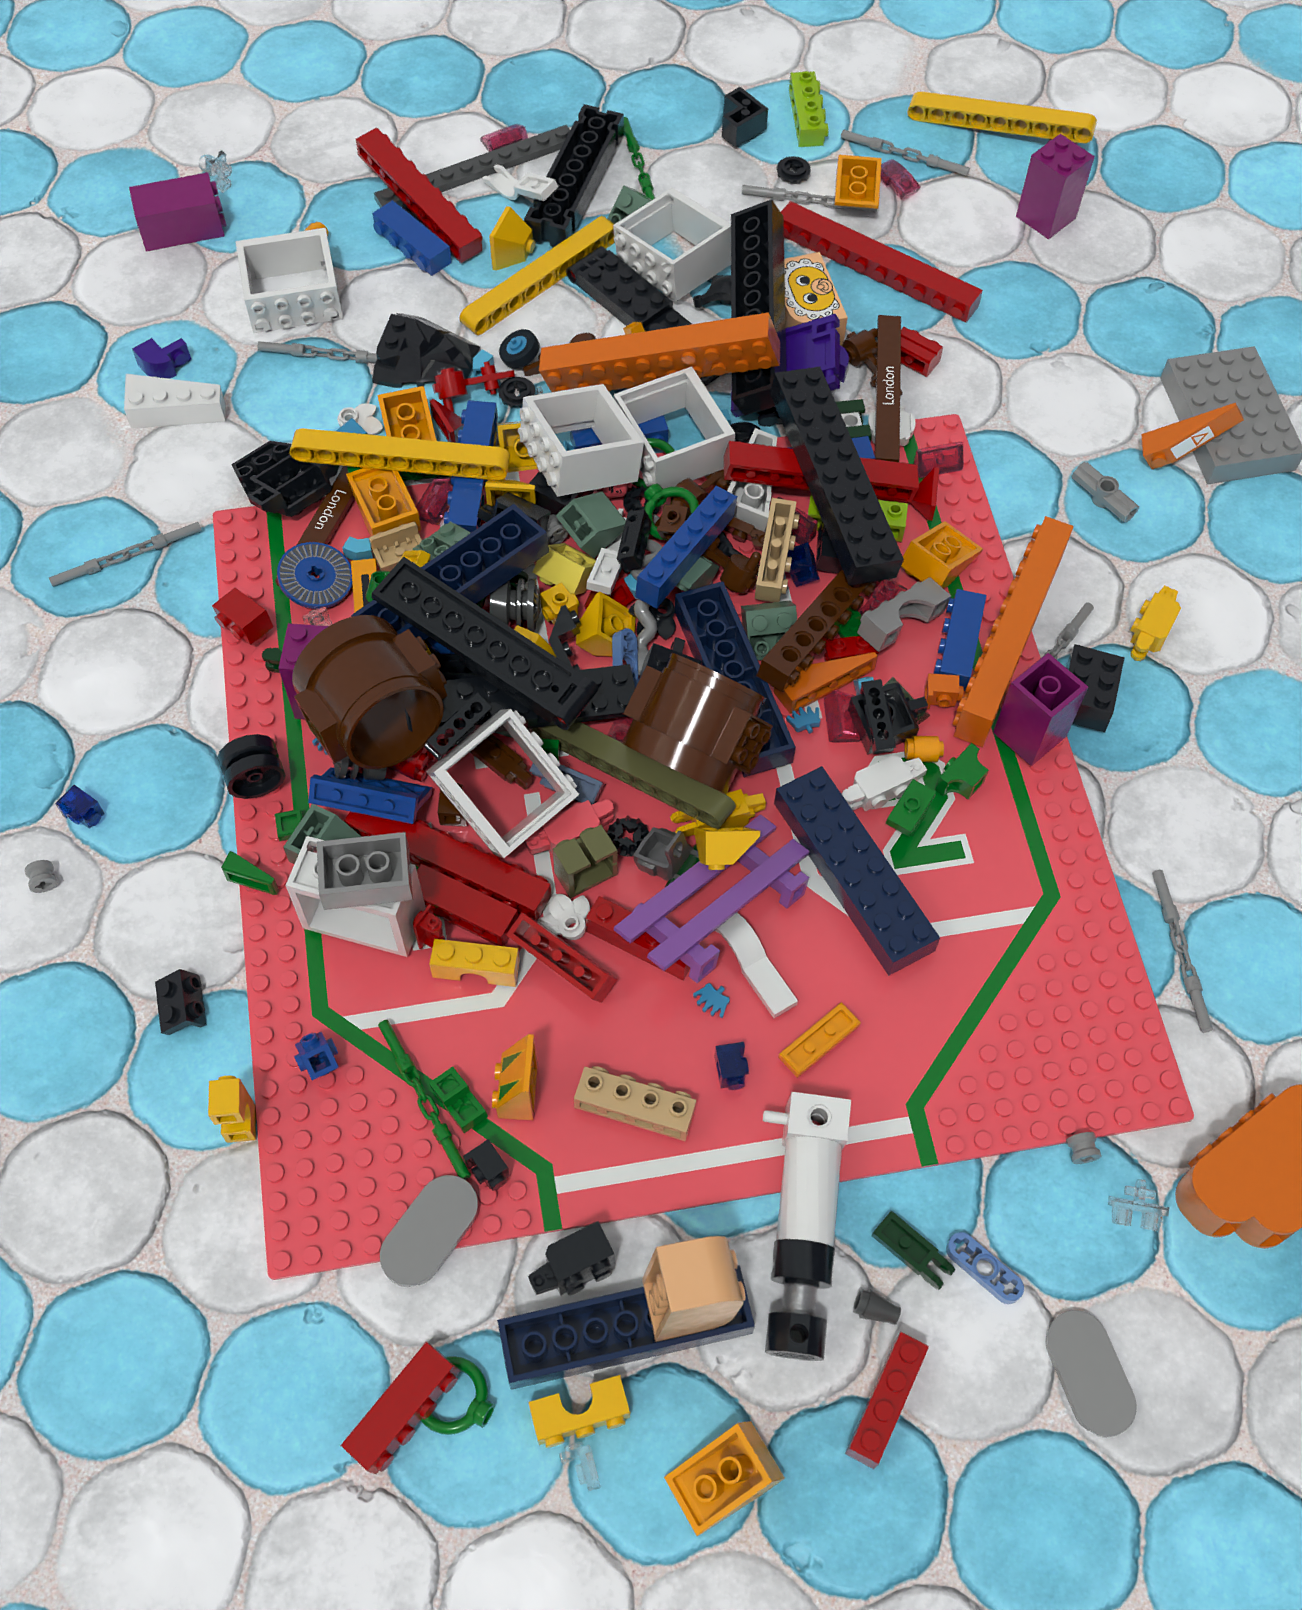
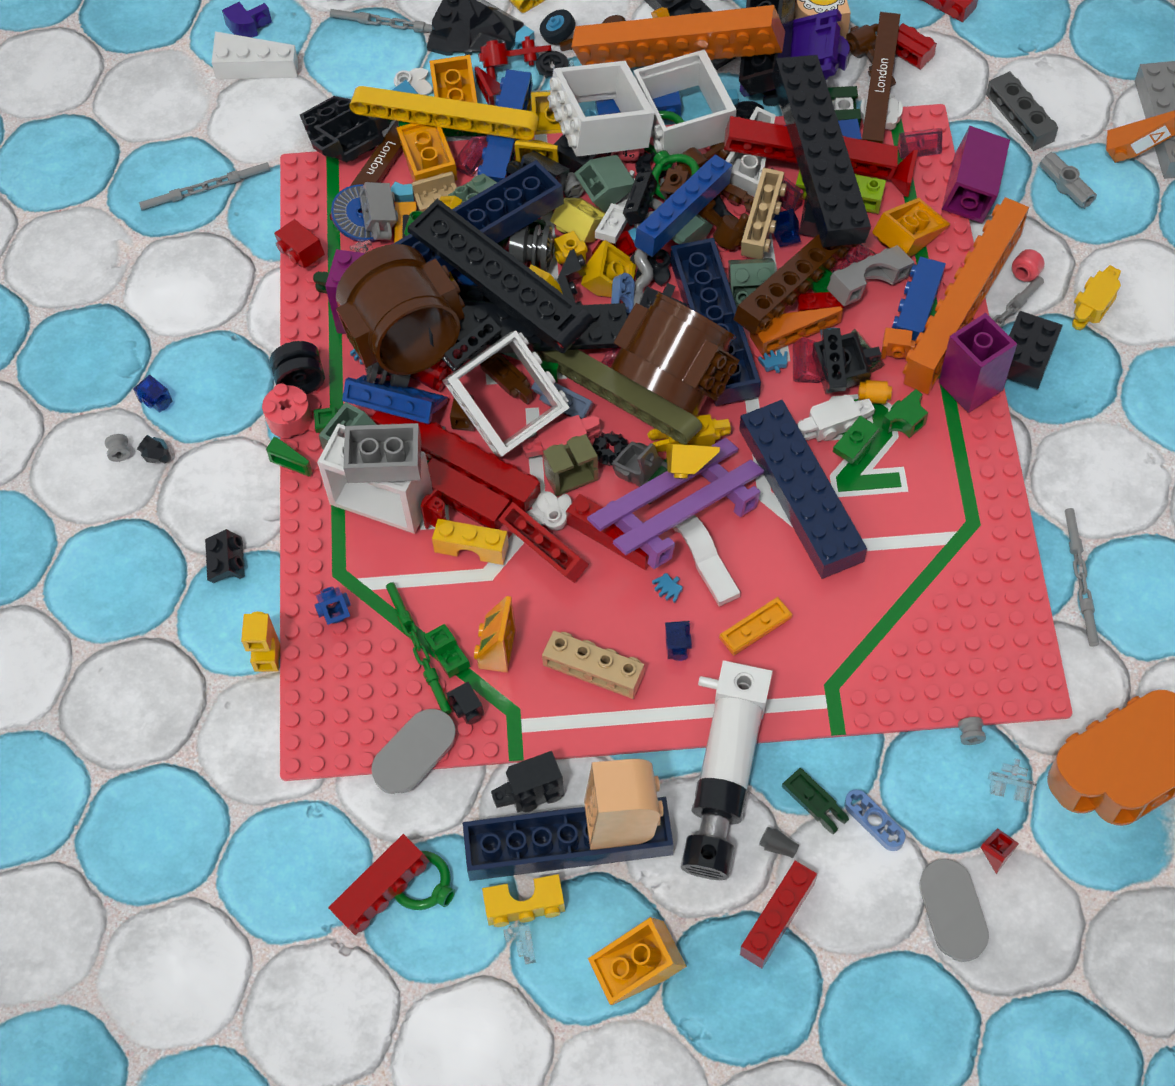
camera: 10 degrees right, 0 degrees up
(86, 876) = (154, 450): none -> black rock
(243, 818) = (287, 411): none -> coral brick
(332, 570) = (378, 209): none -> light grey brick
(1006, 491) = (976, 174): none -> magenta brick
(1045, 417) = (1022, 111): none -> dark grey brick
(1074, 591) = (1028, 265): none -> coral head
(1135, 1292) = (998, 849): none -> red slope

